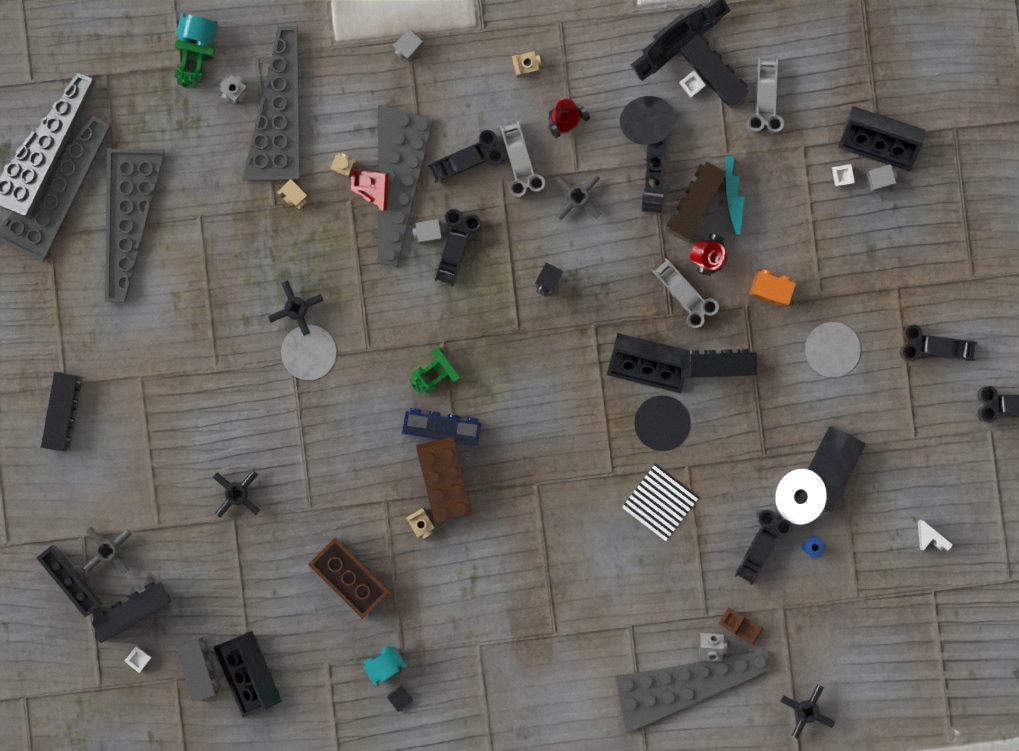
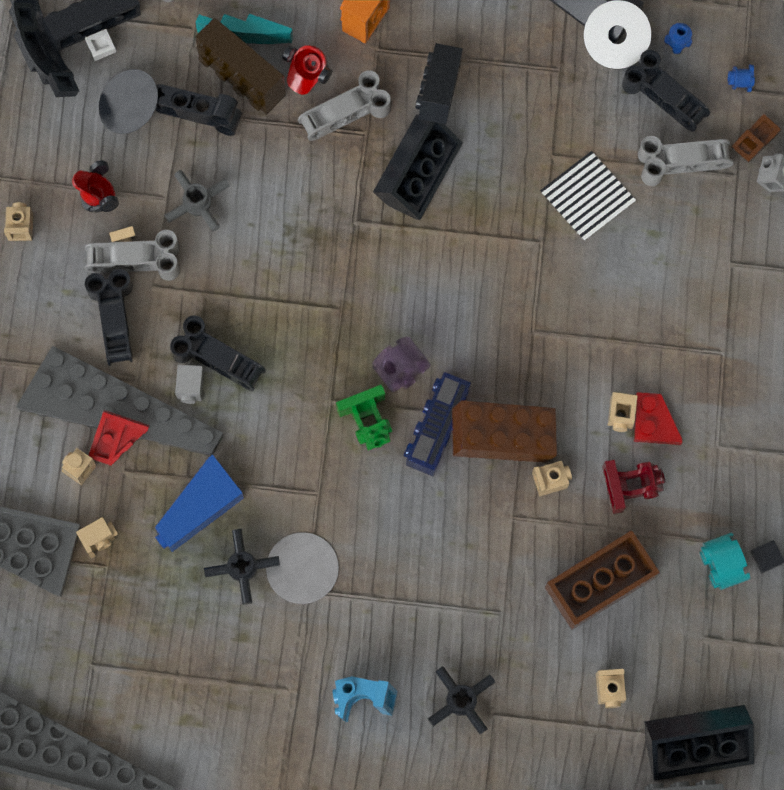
camera: 75 degrees left, 15 degrees down
(224, 433) = (380, 692): none -> dark azure tile
(277, 596) = (607, 677): none -> tan brick
(338, 265) = (199, 504): none -> blue slope
(425, 575) = (650, 477): none -> dark red tile
(479, 389) = (400, 364): none -> clear purple brick
(486, 591) = (653, 421): none -> red wing
(492, 566) = (622, 403): none -> tan brick
(535, 147) = (122, 235): none -> tan plate
(548, 279) = (287, 244): black brick -> none
(662, 423) = (493, 172): black sticker -> none
(708, 572) = (682, 157): none -> light grey piece
(789, 604) = (741, 78): none -> blue brick

